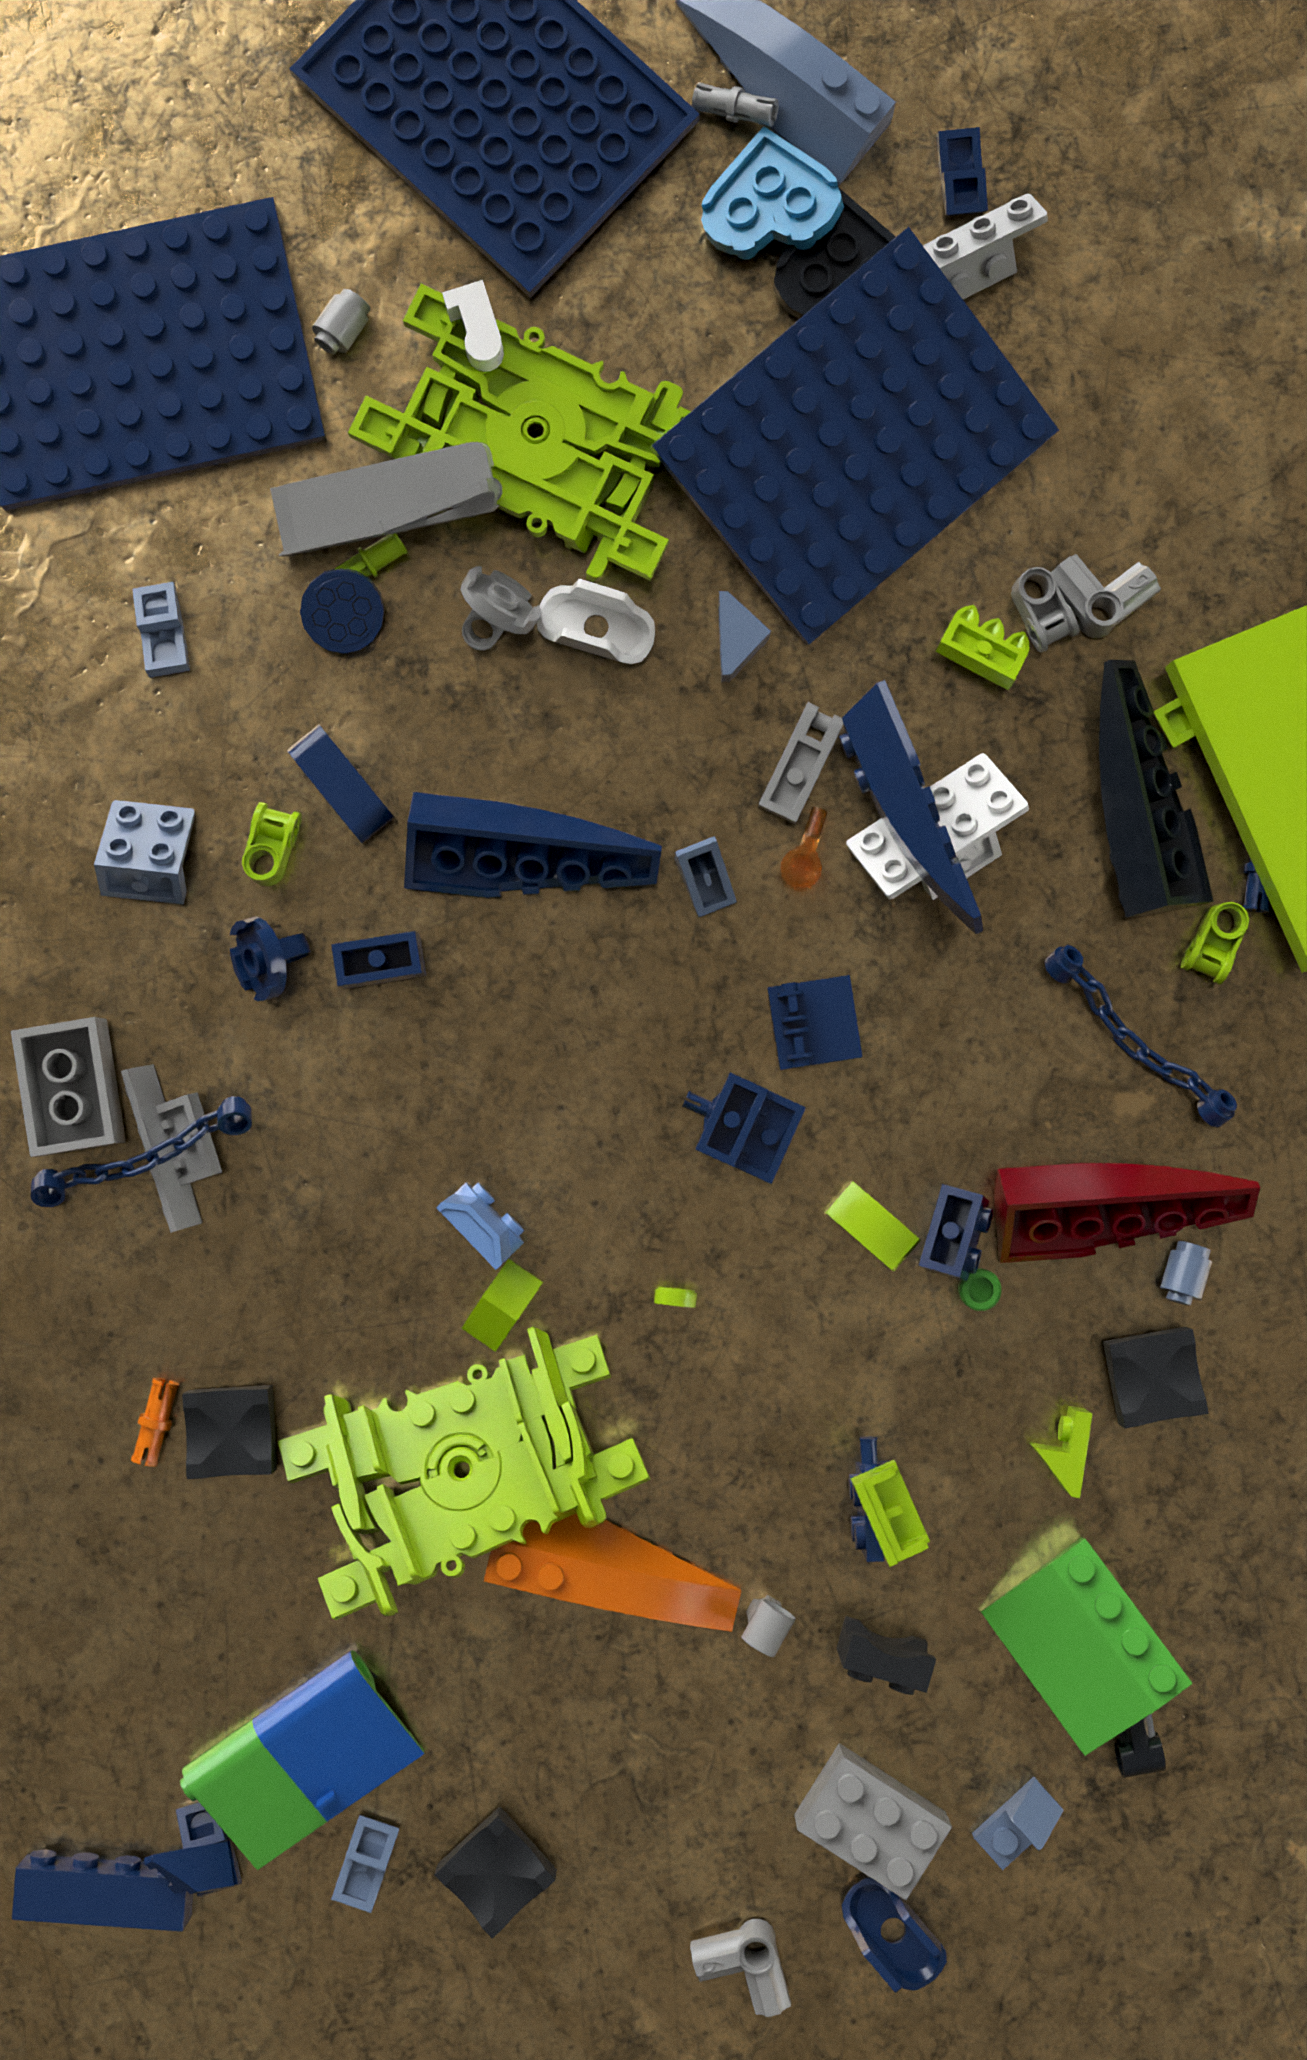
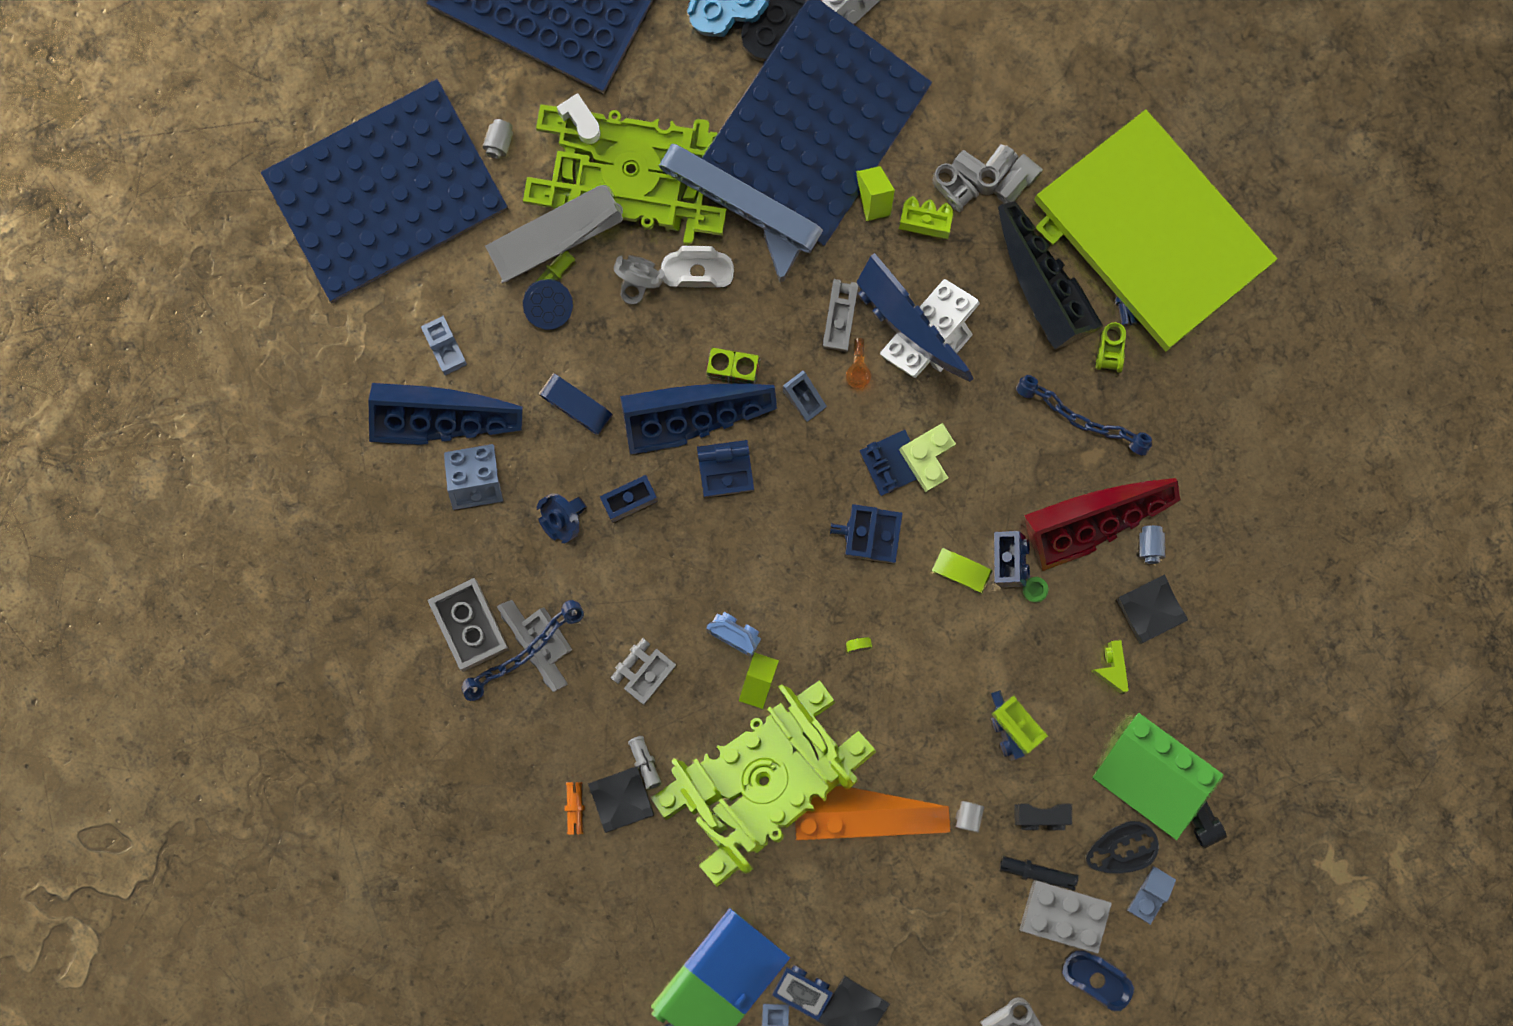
camera: 15 degrees left, 5 degrees down
(107, 732) = (430, 413): none -> dark blue wedge
(270, 841) = (544, 446): lime piece -> none
(283, 1357) = (644, 762): none -> light grey pin
(330, 1250) = (649, 676): none -> light grey plate
(426, 1817) = (802, 992): none -> brick
(547, 955) = (725, 468): none -> dark blue plate
(589, 806) = (725, 375): none -> lime piece
(696, 528) = (740, 198): none -> sand blue beam
(838, 1730) = (1040, 873): none -> black pin
(863, 1026) = (922, 455): none -> yellowish green plate
(915, 582) = (875, 193): none -> lime slope
(1003, 1761) = (1122, 834): none -> black piece
(1154, 623) = (1021, 175): none -> light grey piece

